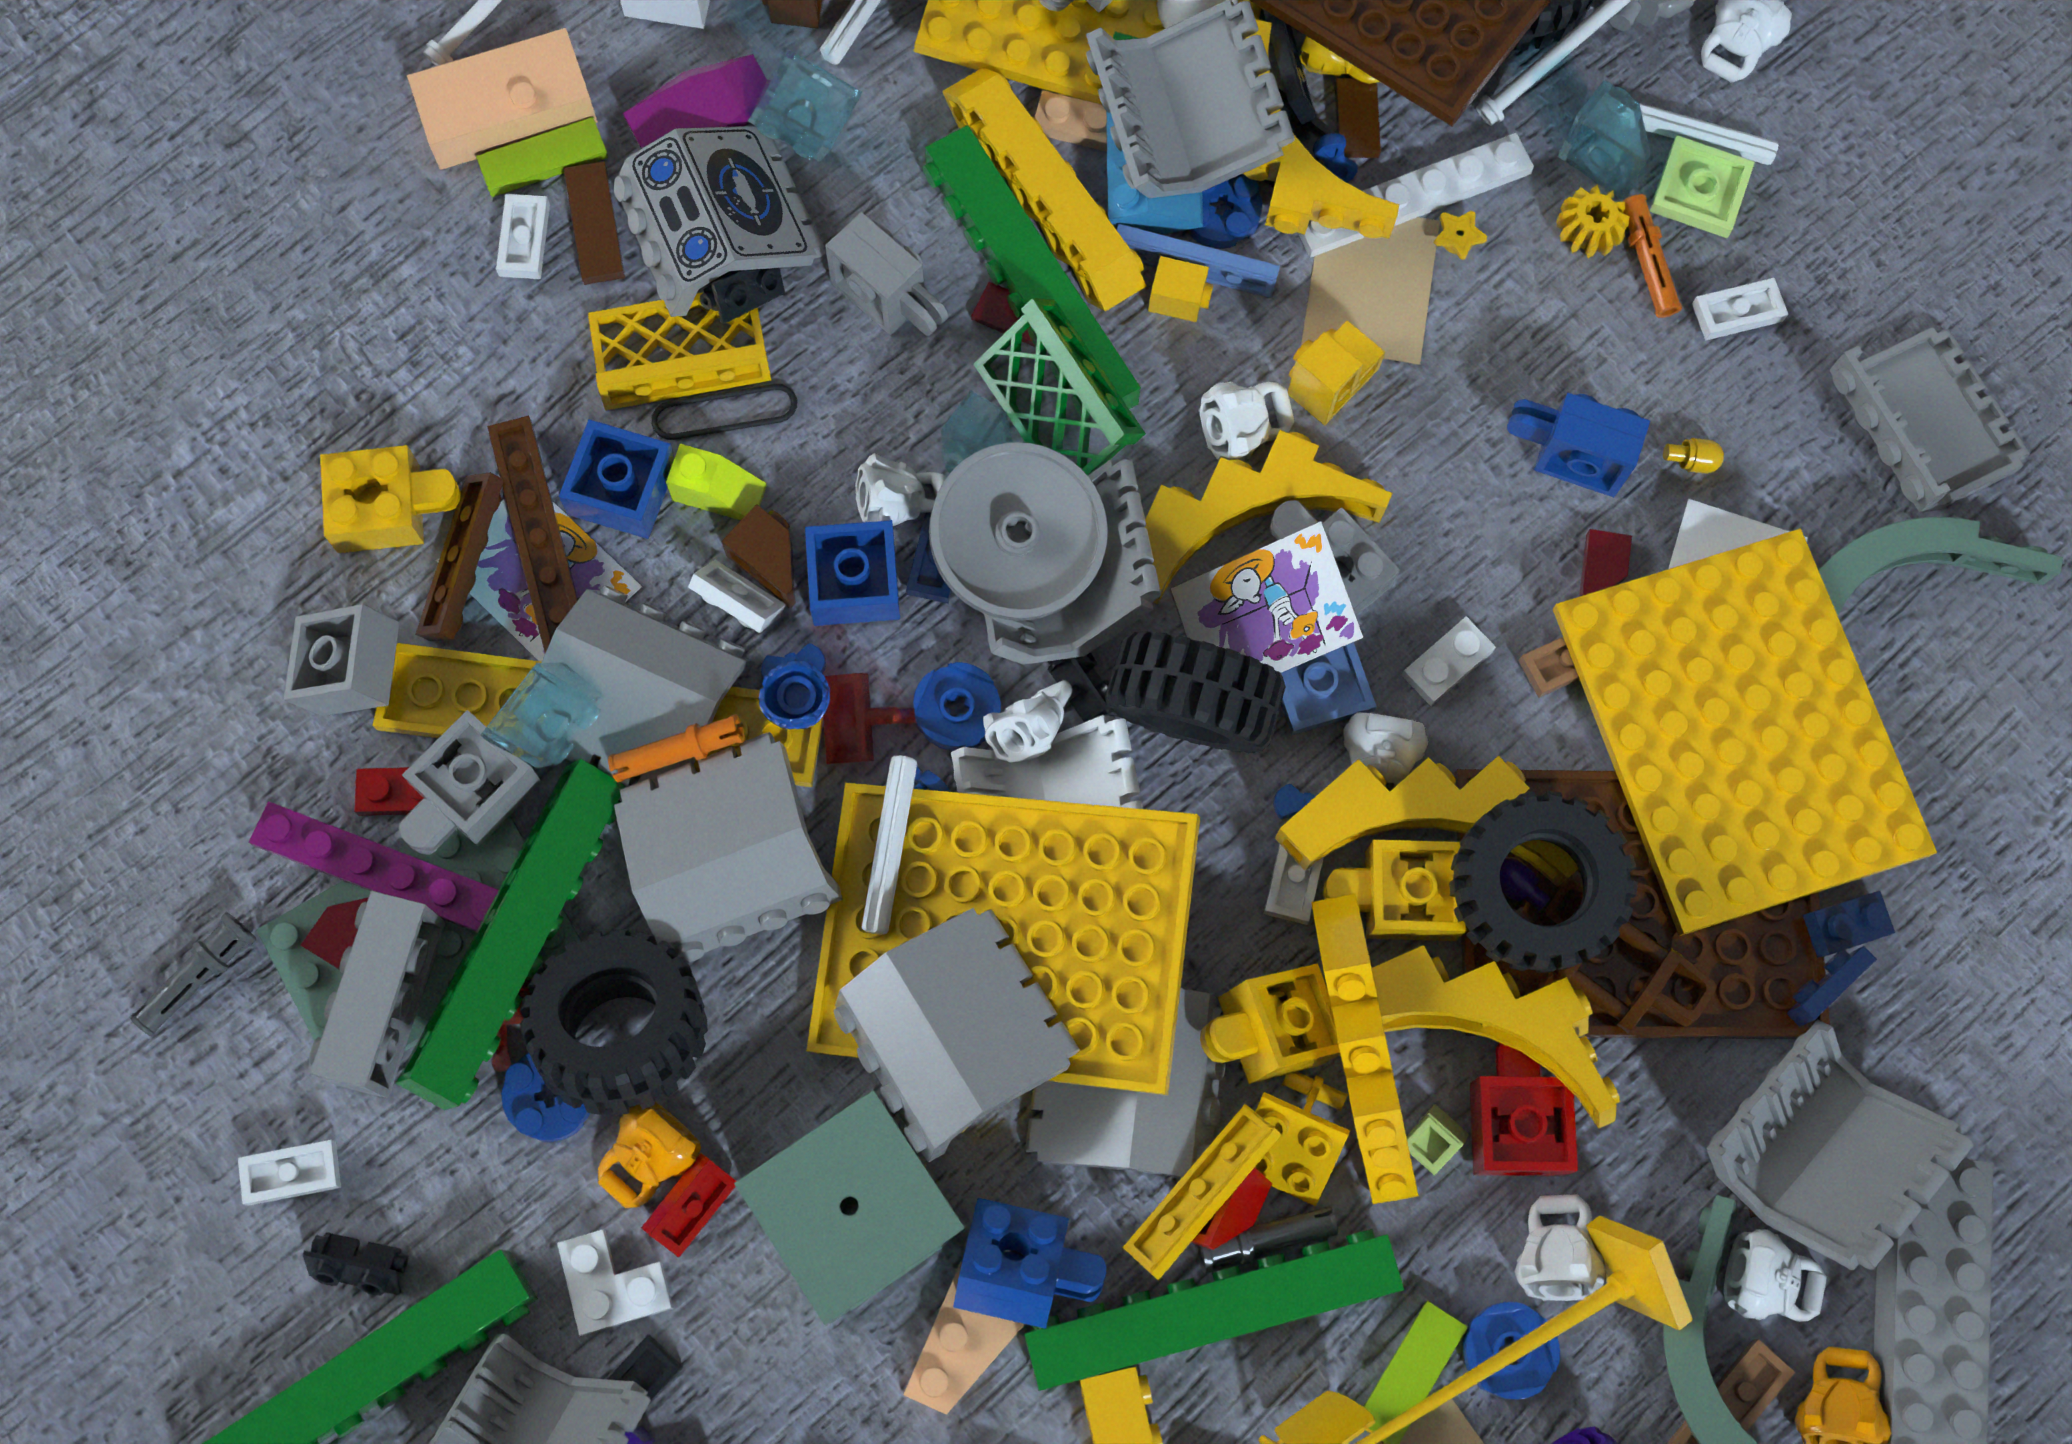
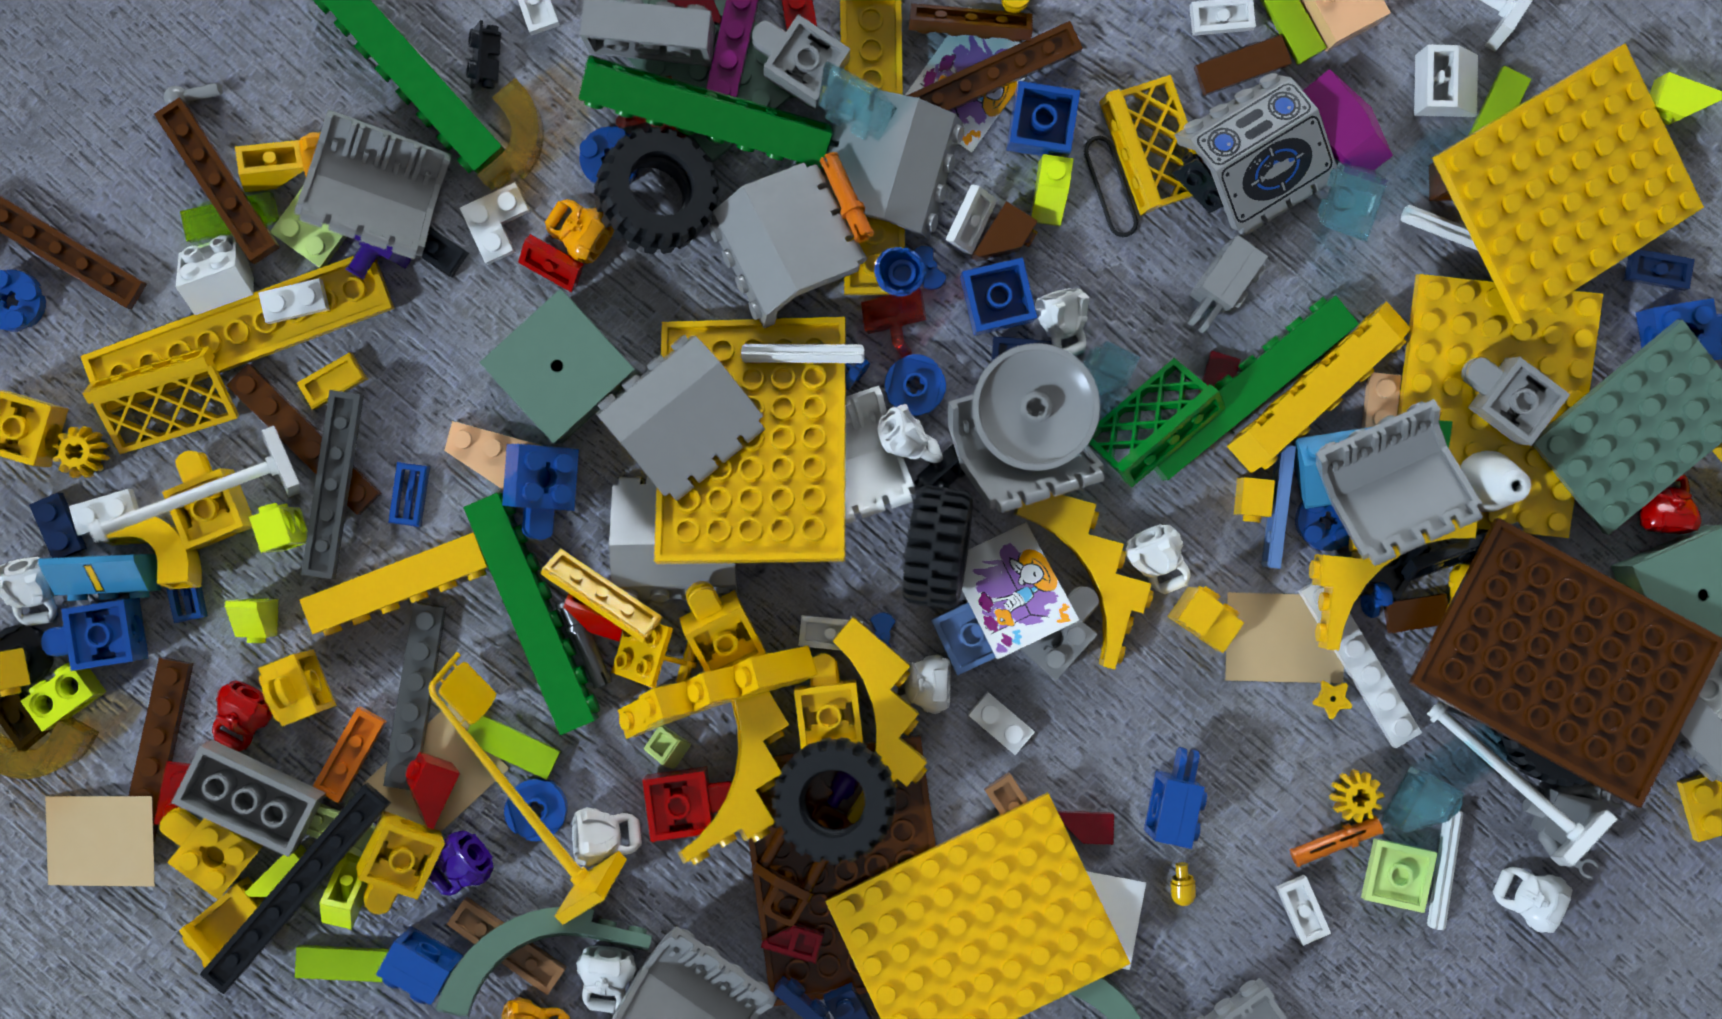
camera: 85 degrees right, 15 degrees up
(463, 1212) = (525, 140): none -> clear yellow arch
(1739, 984) = (796, 941): none -> dark red tile

